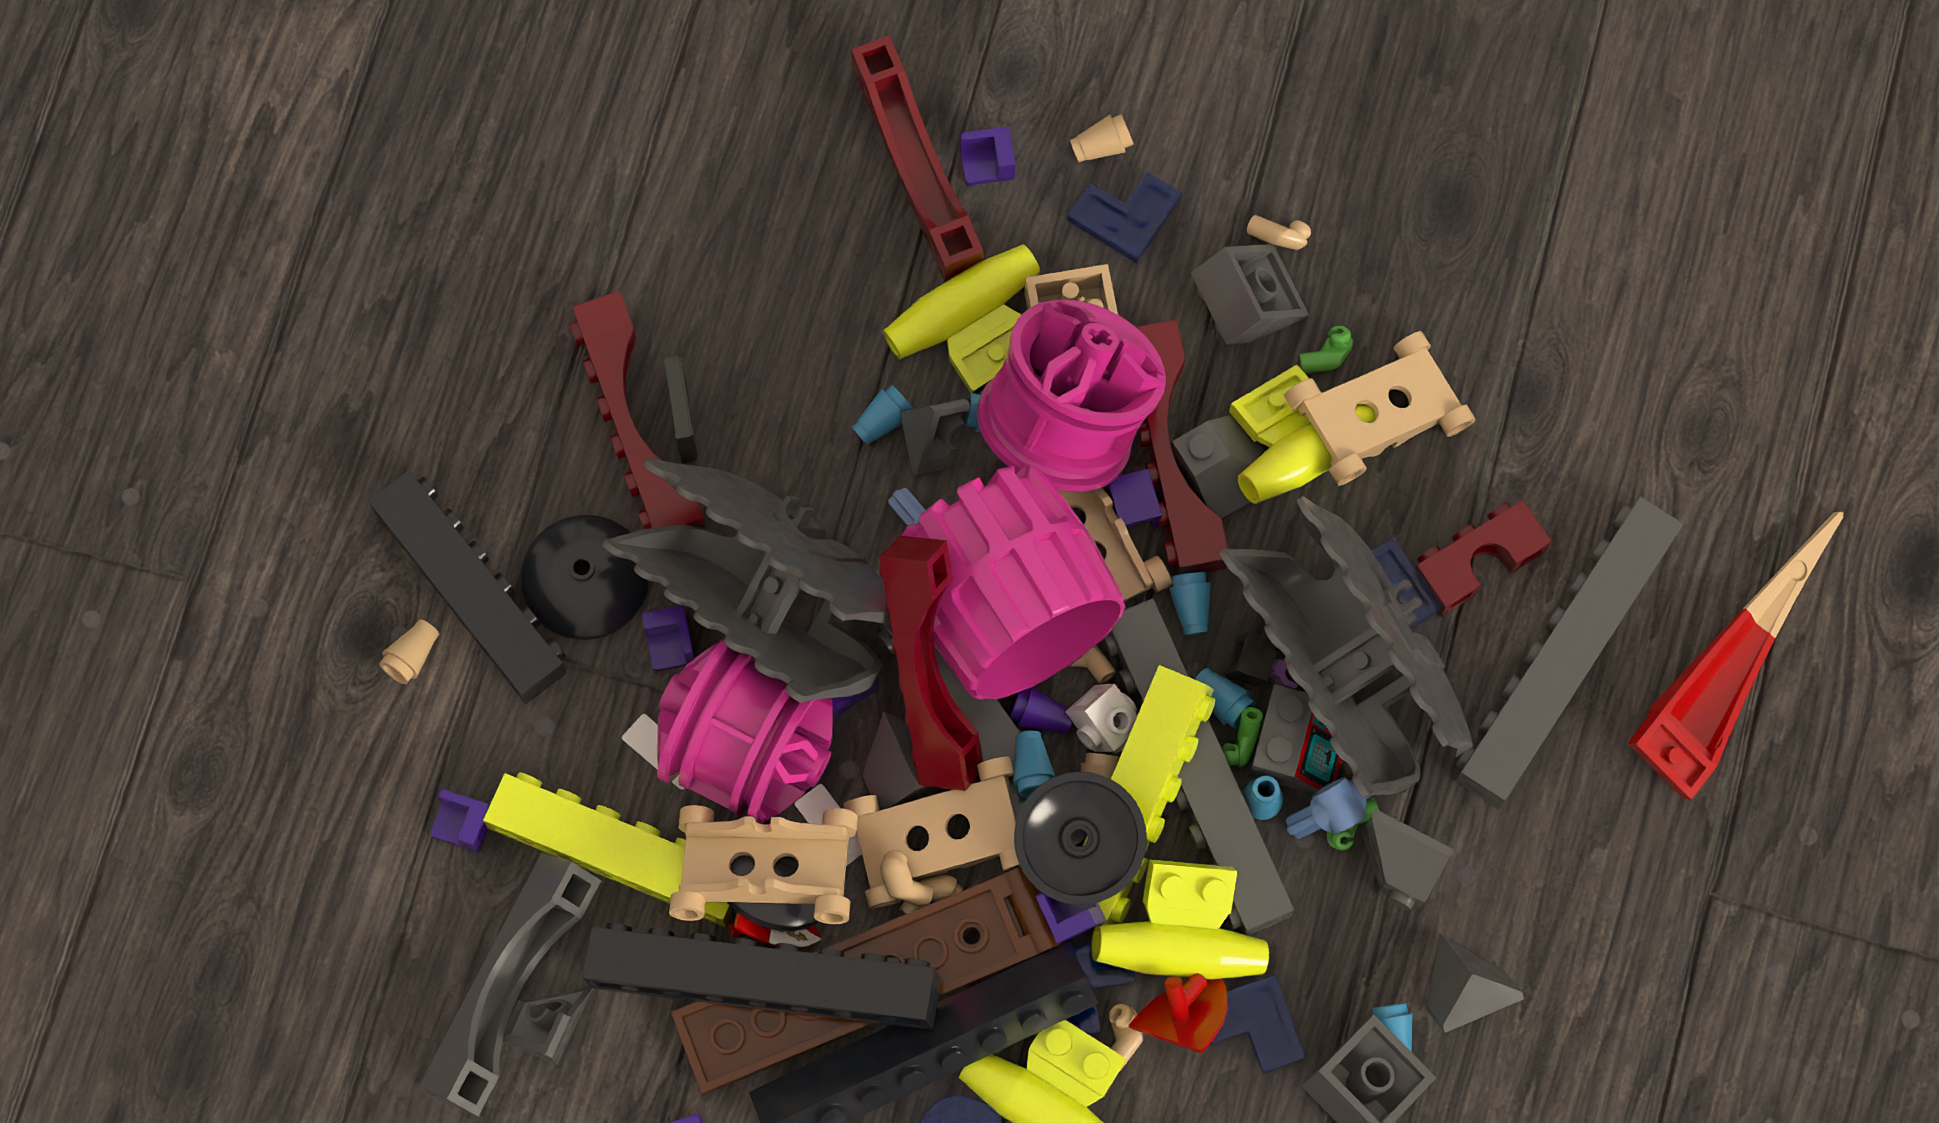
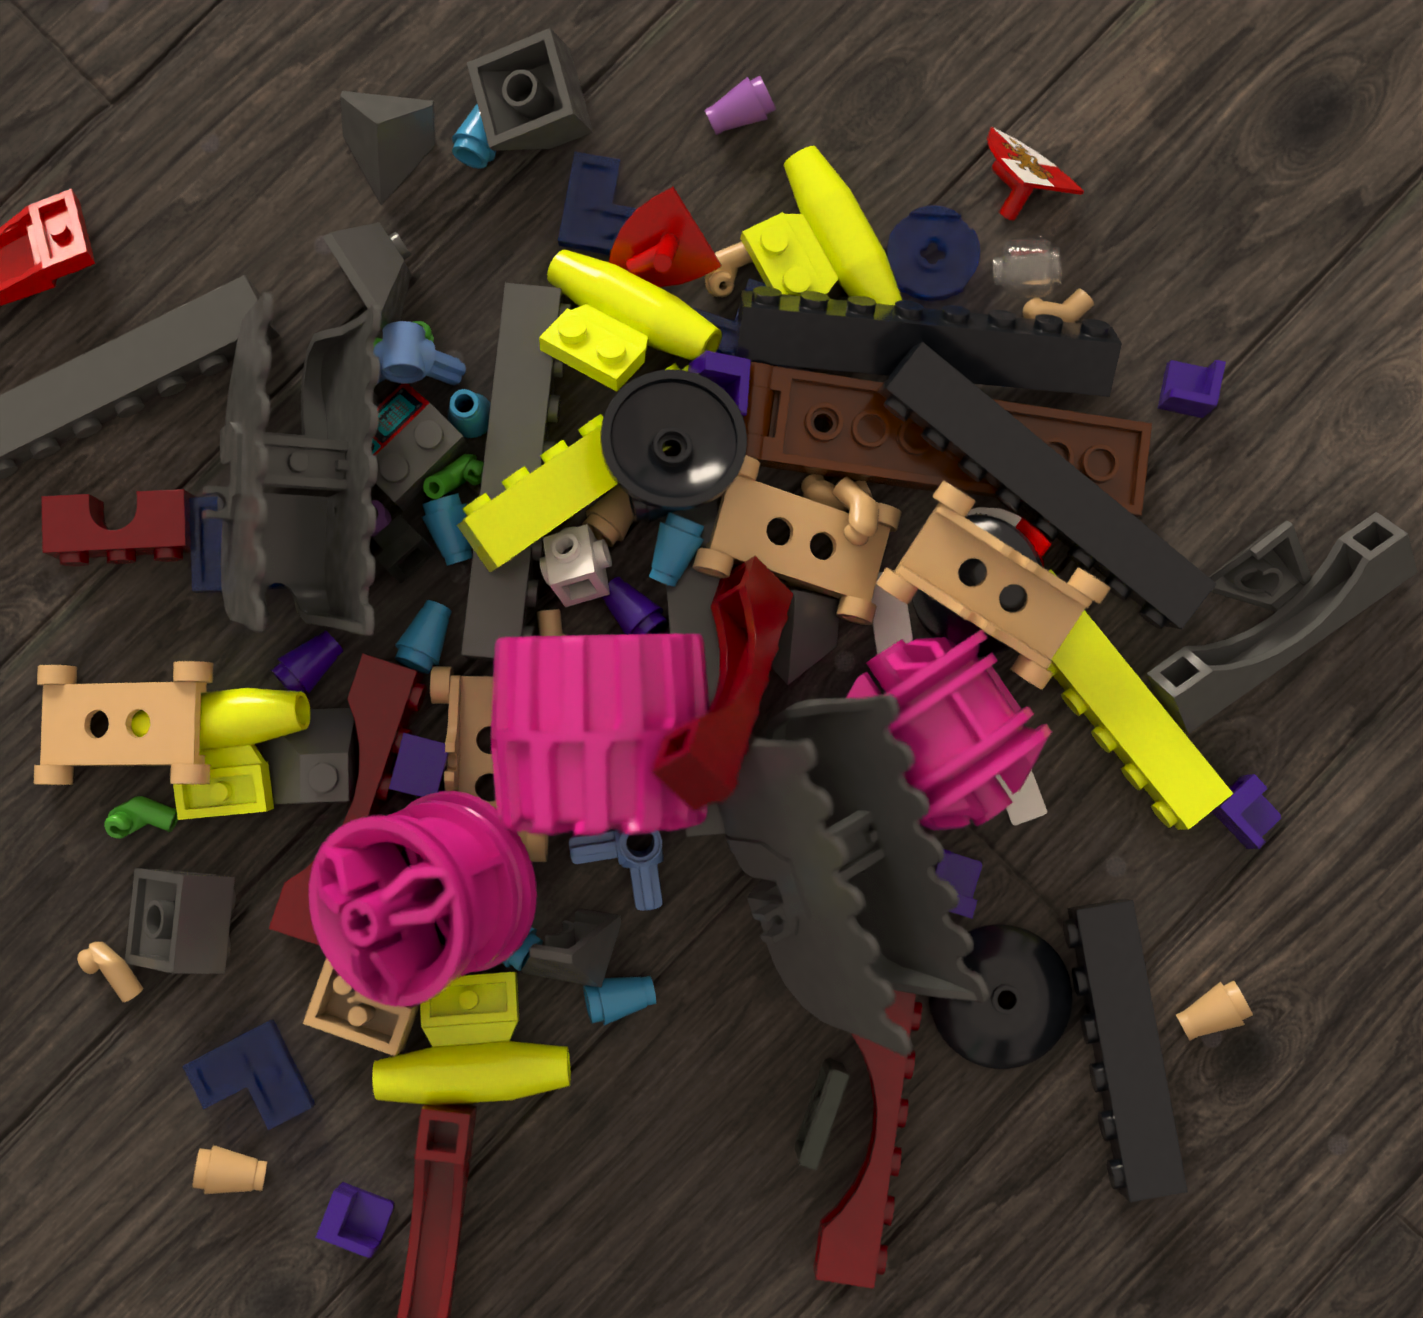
camera: 150 degrees left, 10 degrees up
(1272, 527) = (307, 663): none -> dark purple cone

